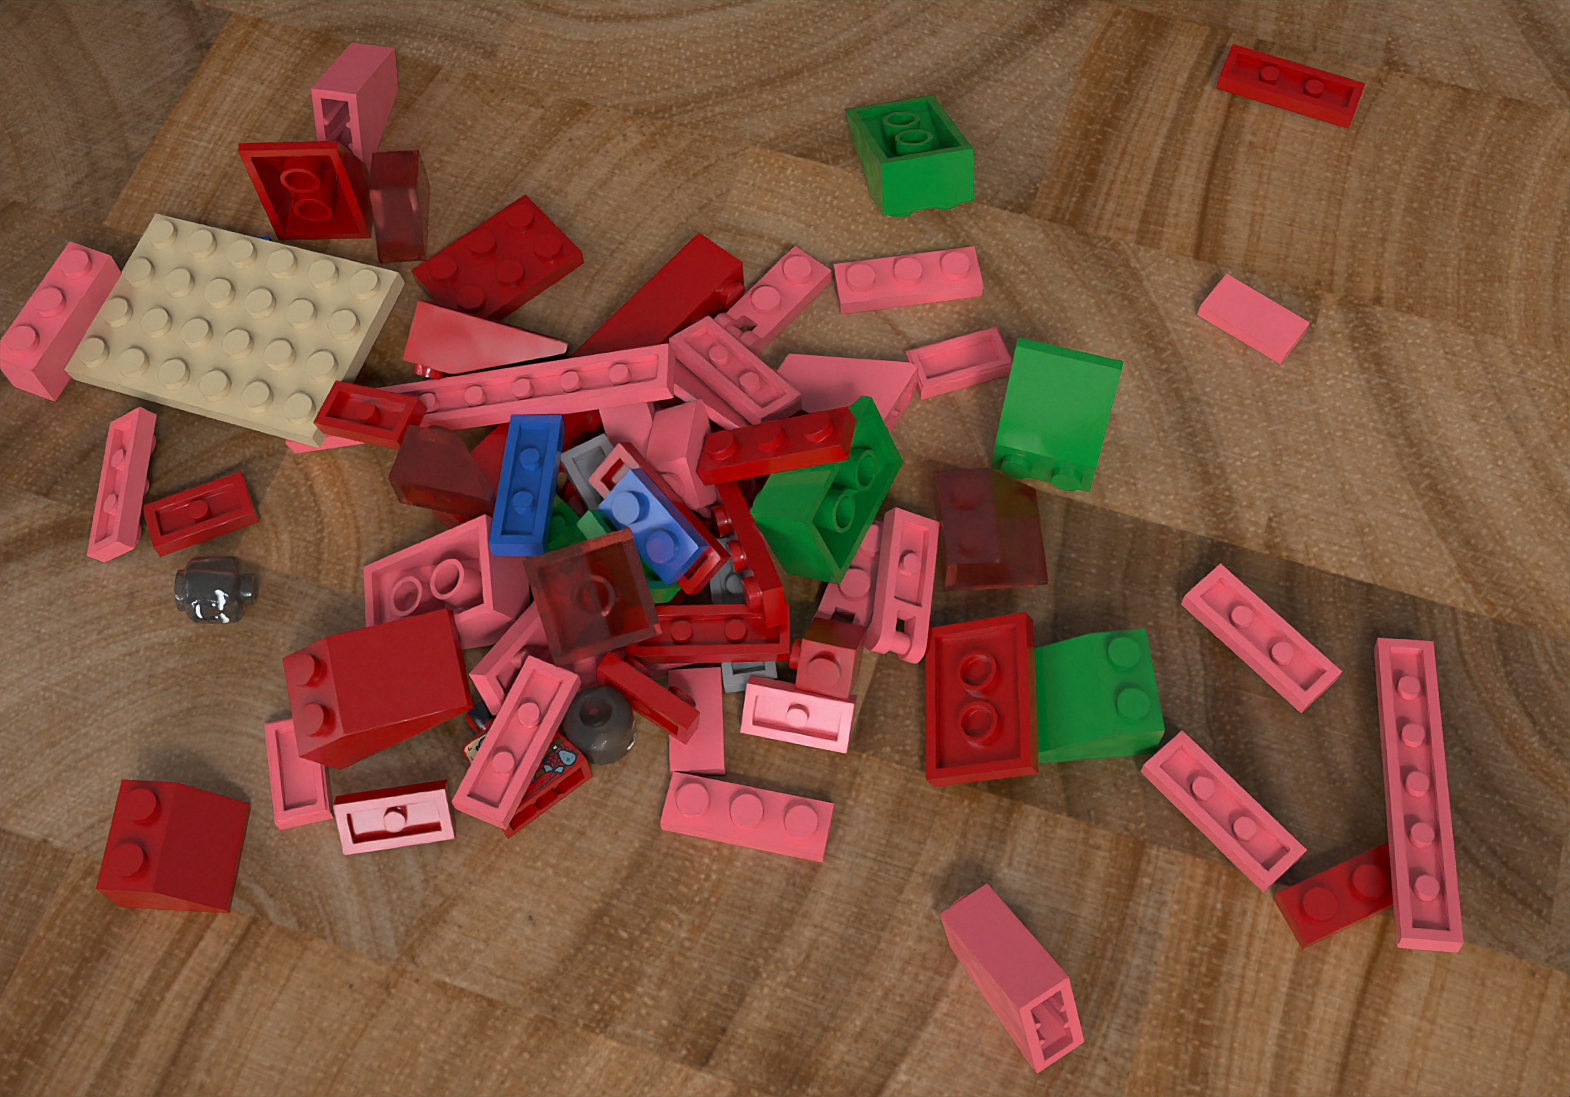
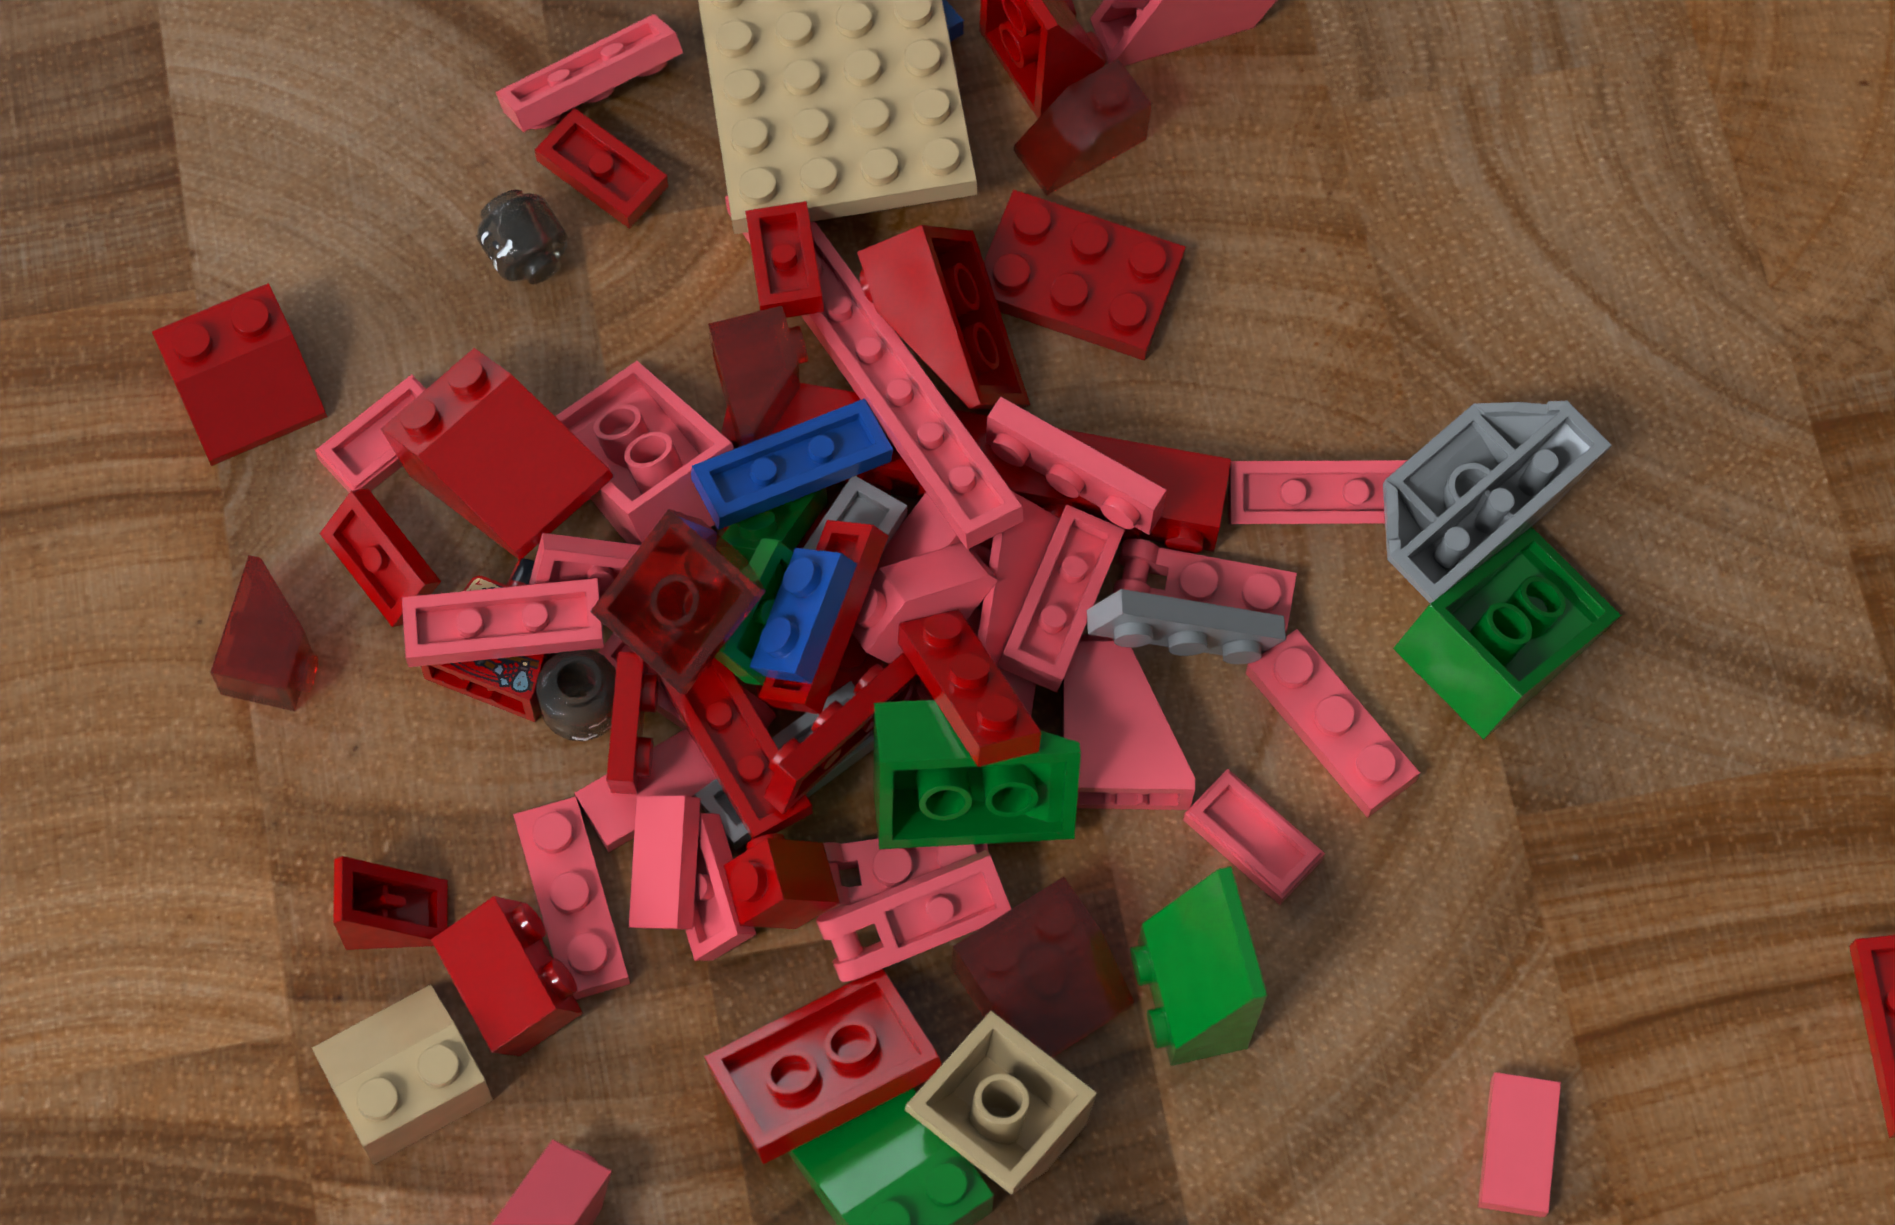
camera: 55 degrees right, 5 degrees up
(409, 937) = (263, 645): none -> clear red slope
(650, 312) = (1074, 467): none -> coral plate
(678, 951) = (387, 906): none -> red slope
(753, 197) = (1308, 491): none -> coral plate
(765, 731) = (664, 862): none -> coral tile
(788, 885) = (508, 975): none -> red brick
(801, 313) = (1185, 626): none -> light grey plate
(812, 106) = (1482, 487): none -> light grey wedge
(814, 1006) = (402, 1074): none -> tan slope
(1079, 589) = (1004, 1104): none -> tan slope

